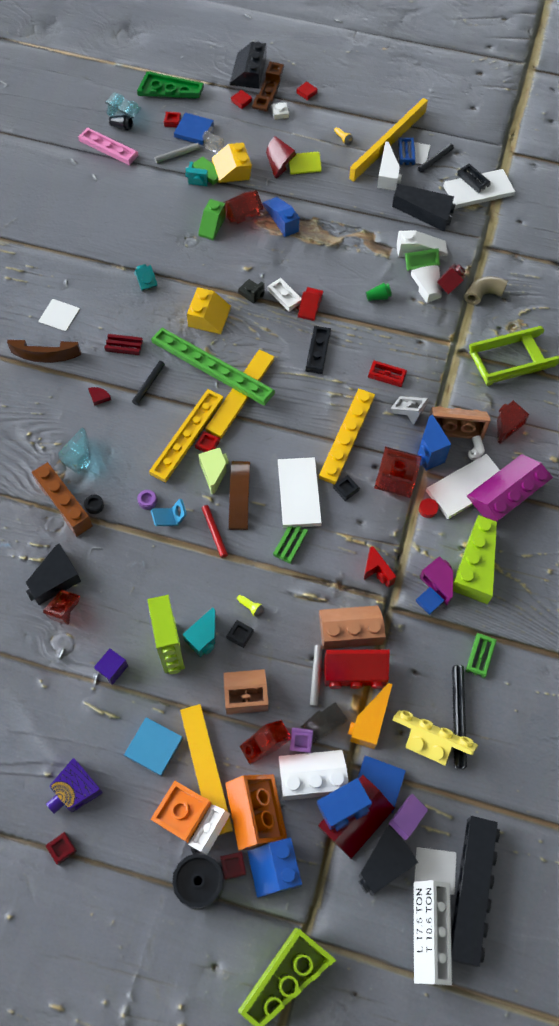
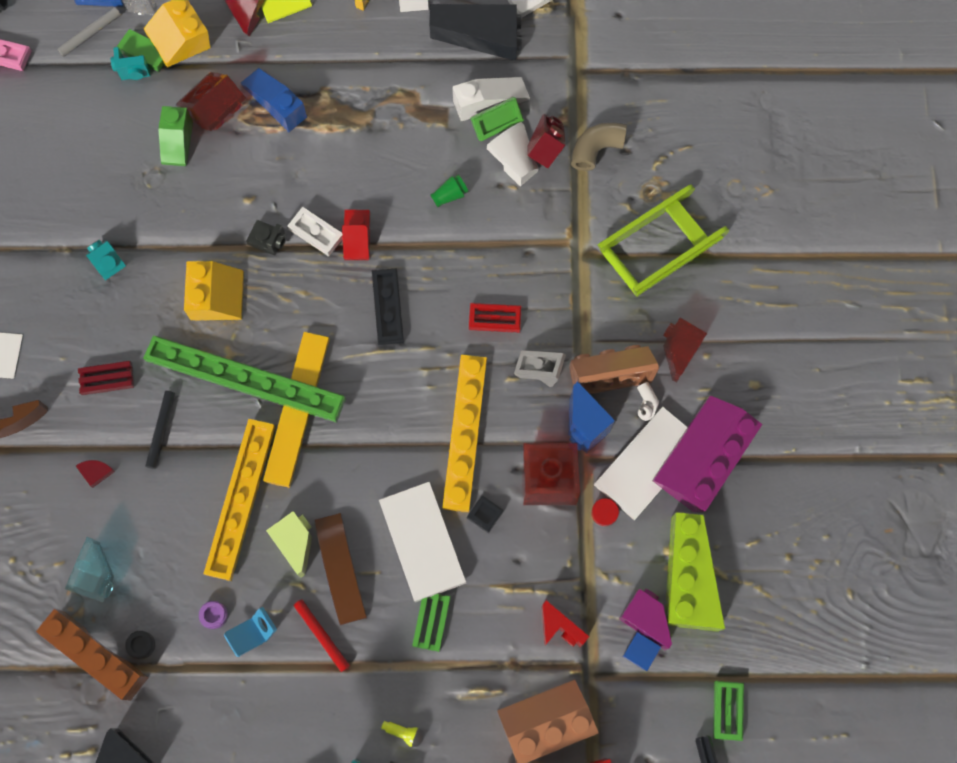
camera: 15 degrees left, 10 degrees up
(207, 442) = (272, 501): red tile -> none

